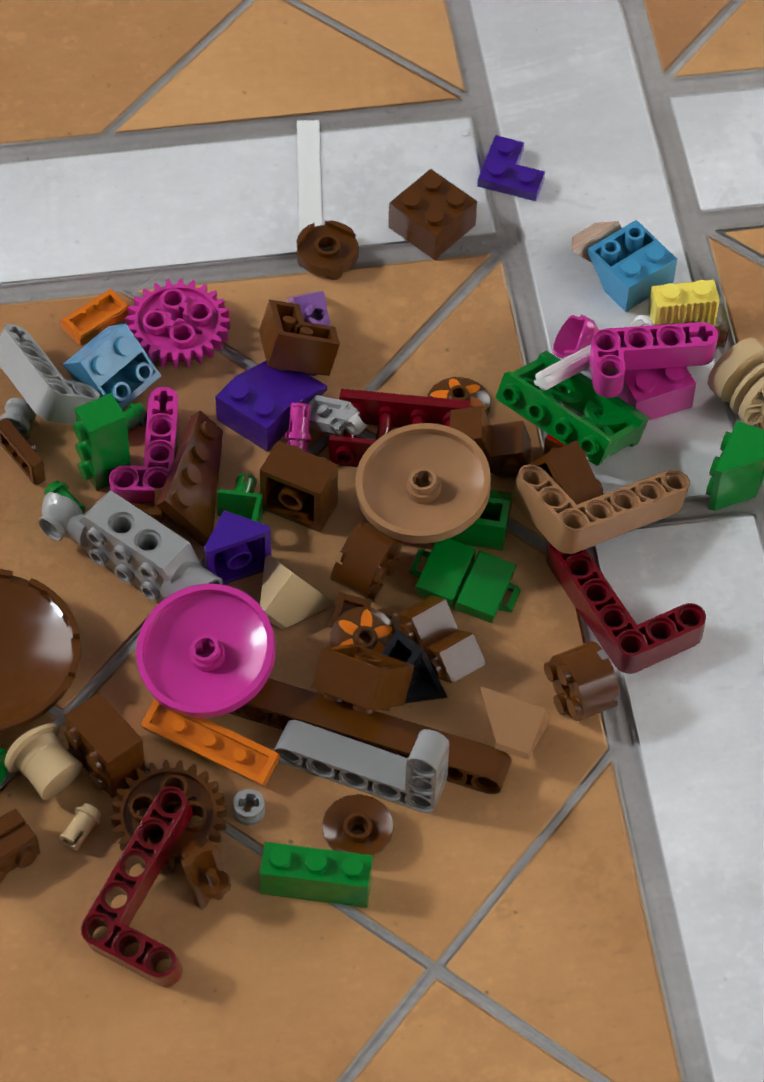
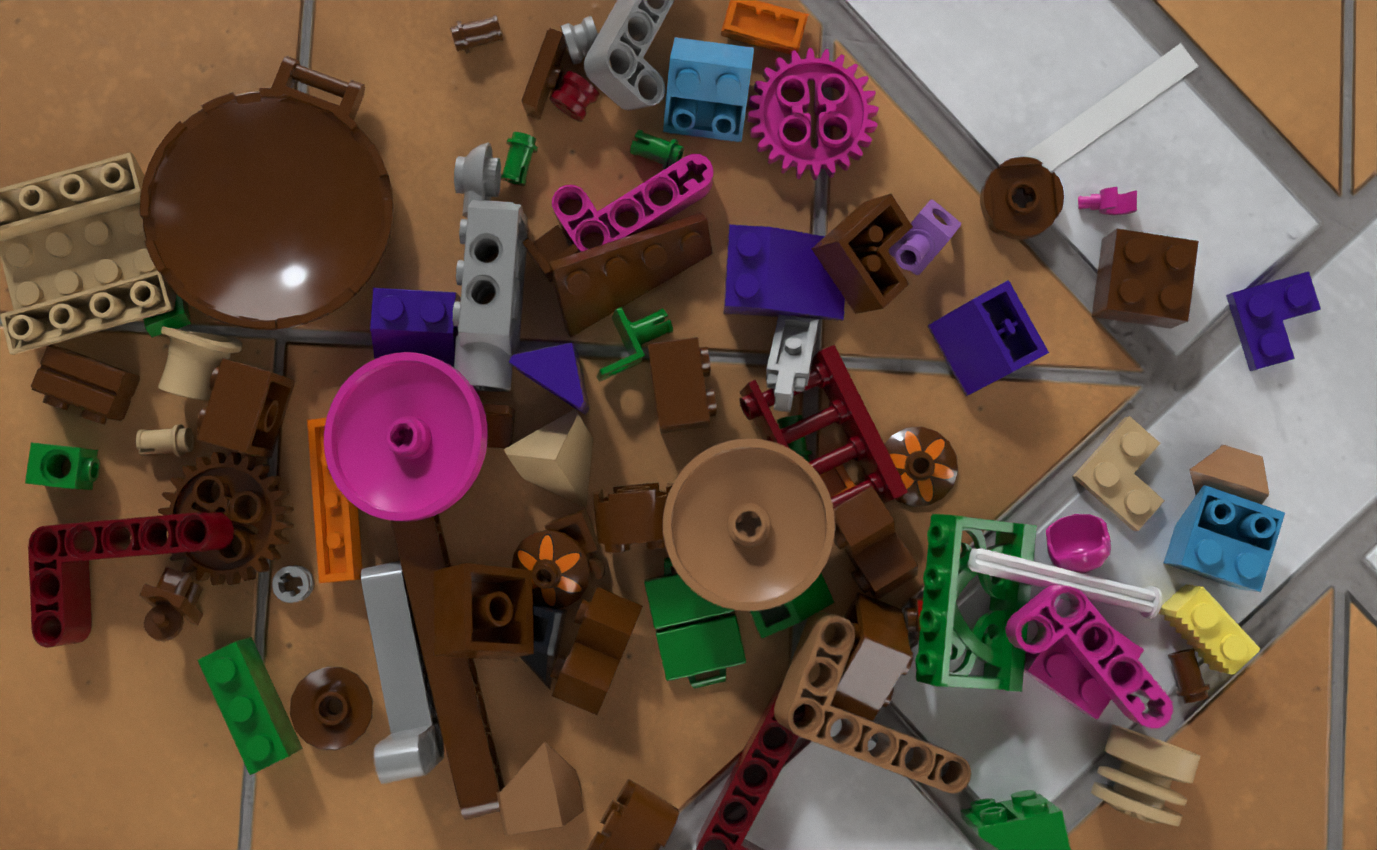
camera: 55 degrees right, 30 degrees up
(45, 913) = (46, 464): none -> green brick
(51, 443) = (574, 96): none -> dark red wheel
(102, 439) = (584, 152): green brick -> none
(120, 616) = (414, 323): none -> dark purple slope
(299, 425) = (747, 339): dark pink pin -> none
(368, 206) = (1110, 202): none -> dark pink piece
(404, 310) = (987, 338): none -> dark purple slope
(547, 304) = (1111, 476): none -> tan plate

